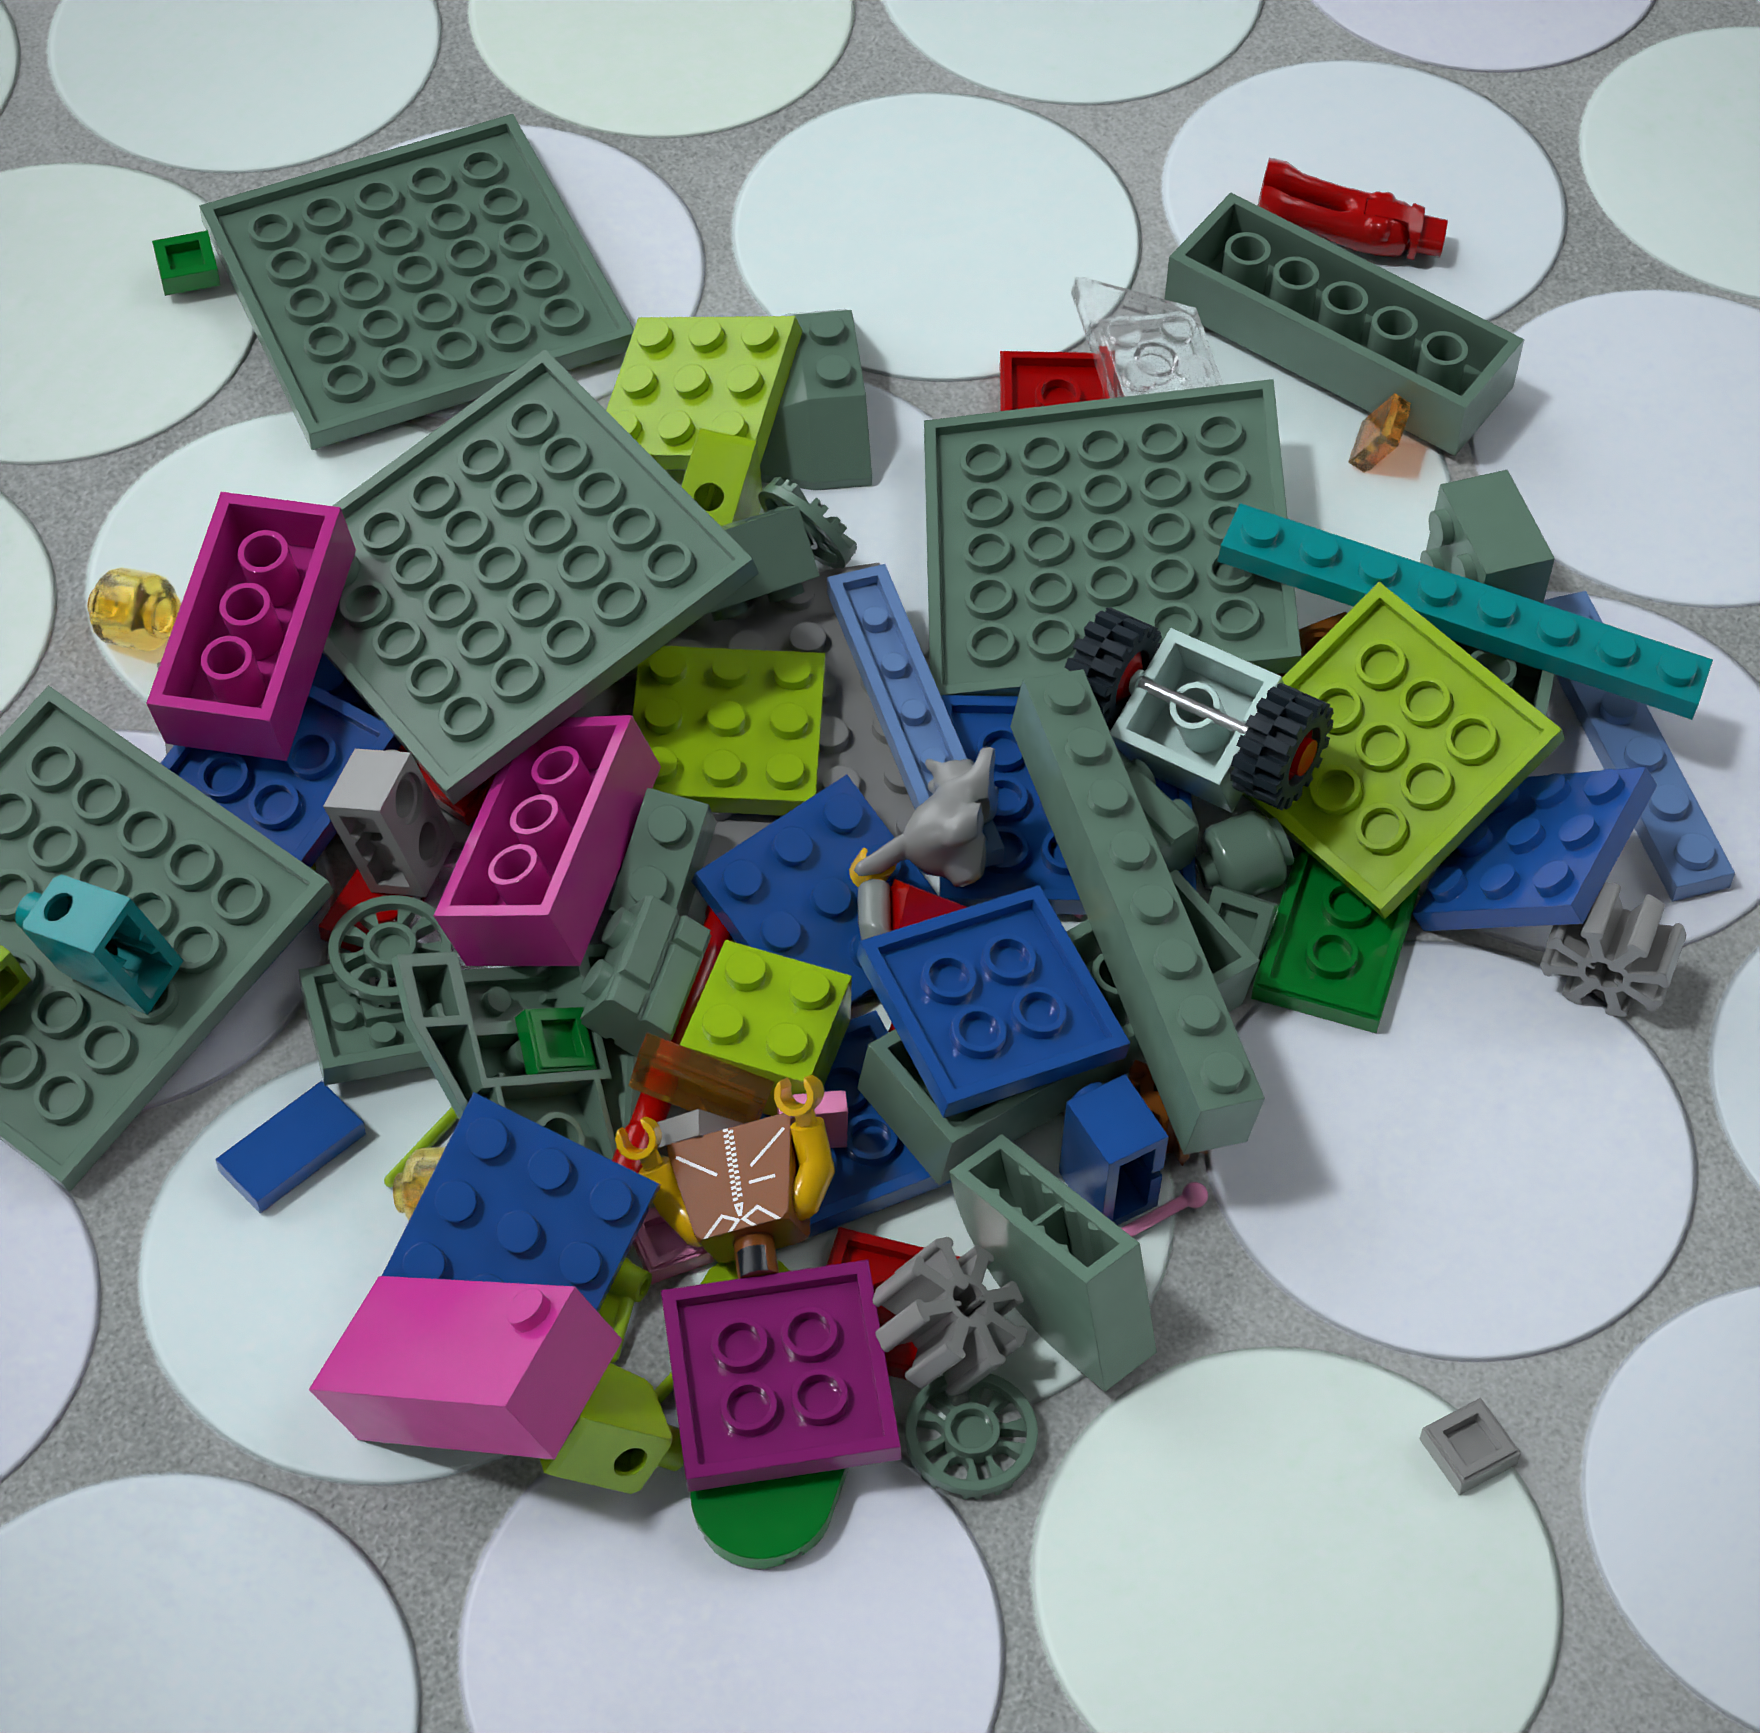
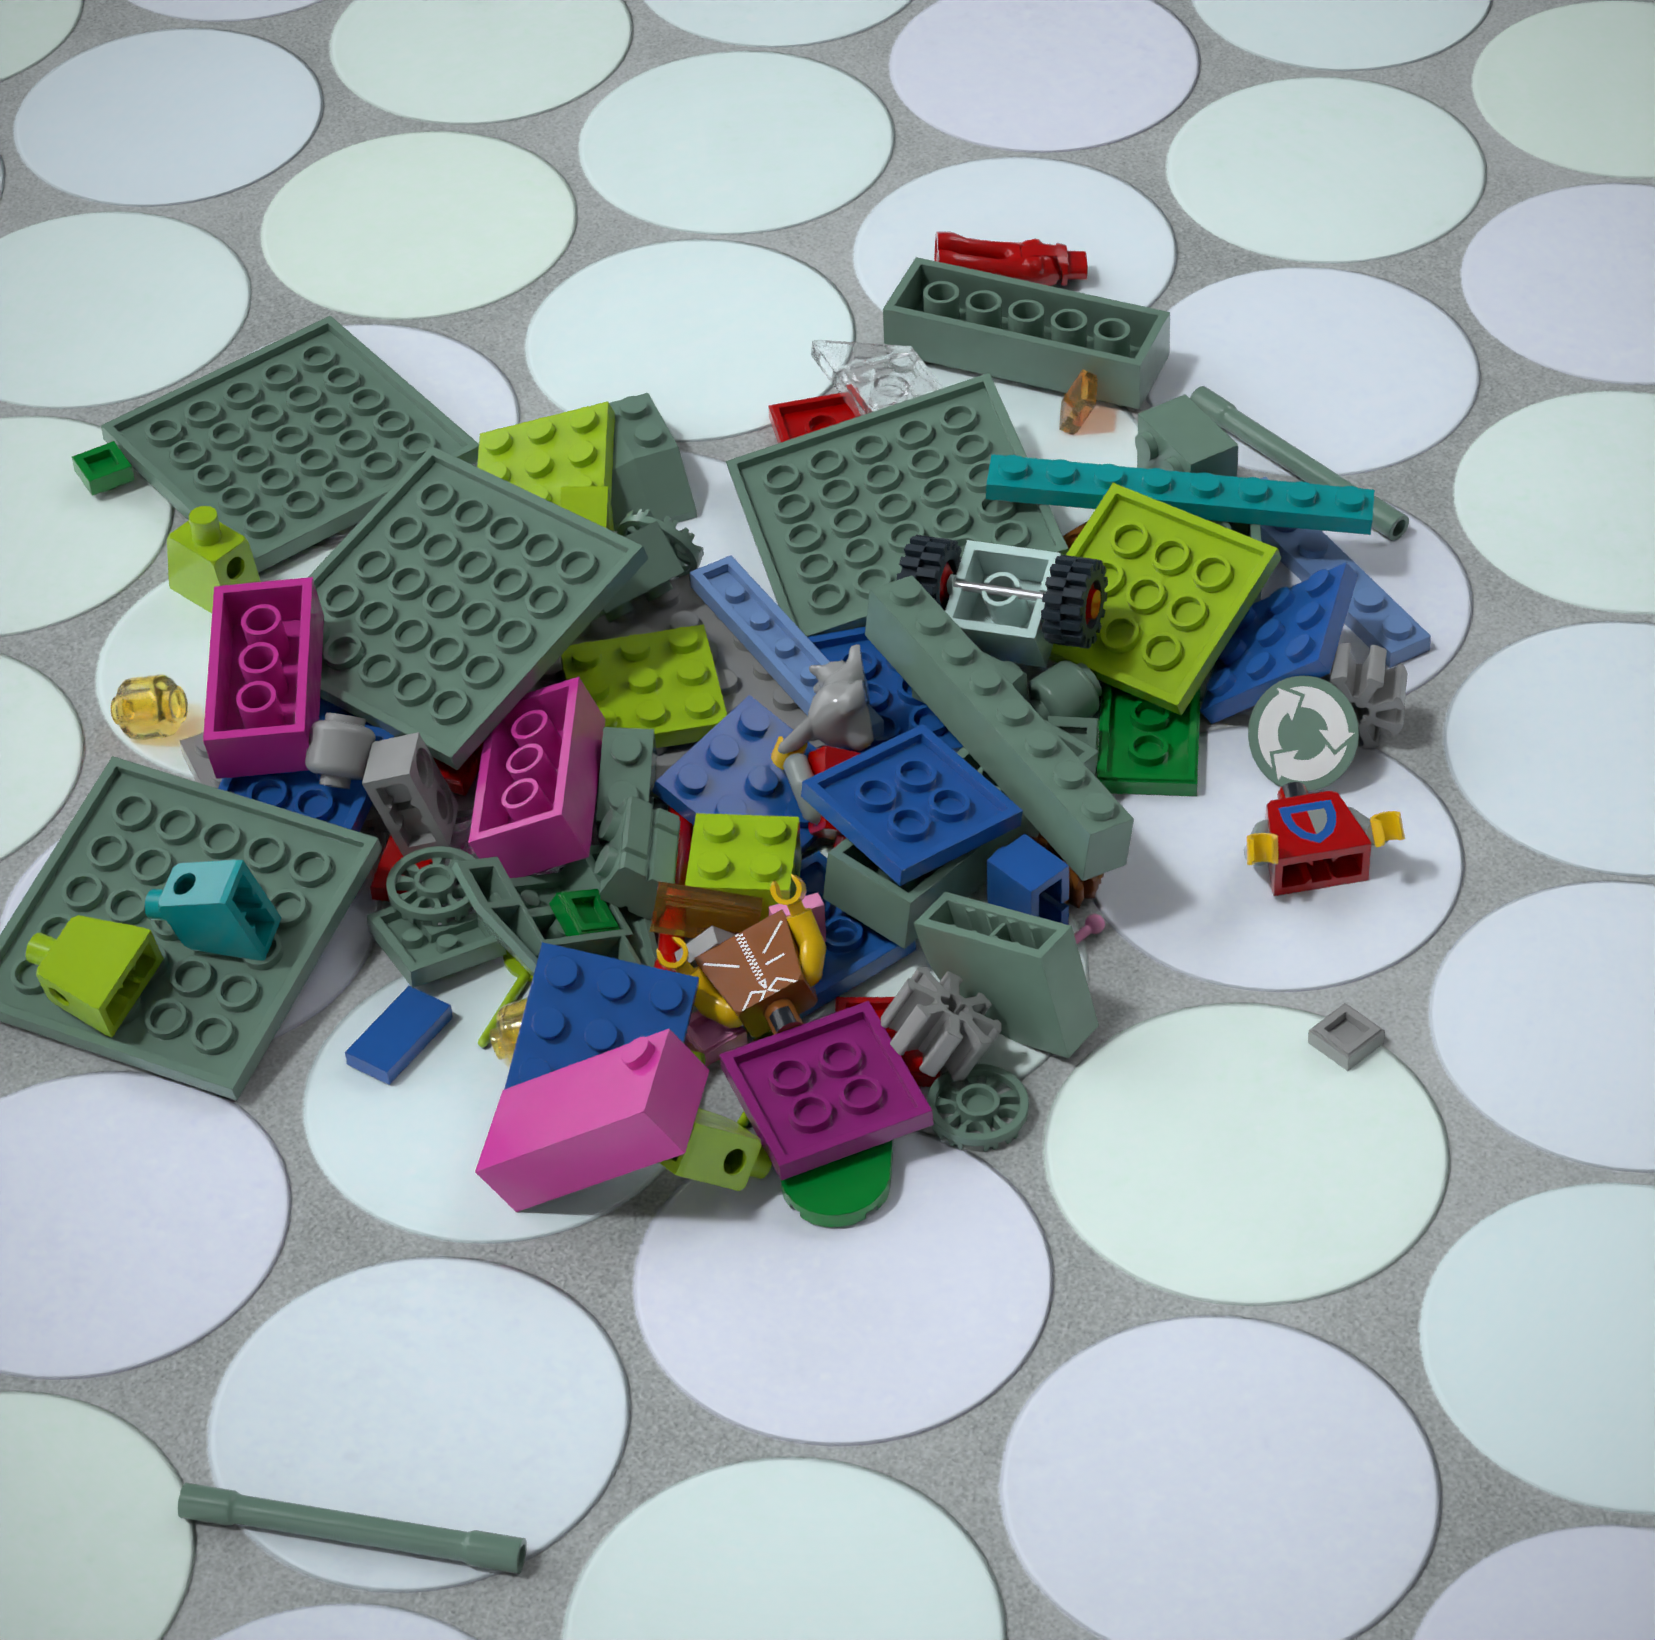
camera: 10 degrees left, 10 degrees down
(261, 414) = (207, 555): none -> lime torso
(314, 745) = (339, 749): none -> light grey head
(1505, 1146) = (1317, 840): none -> red torso
(1530, 988) = (1303, 732): none -> sticker
(1559, 489) = (1385, 517): none -> sand green piece

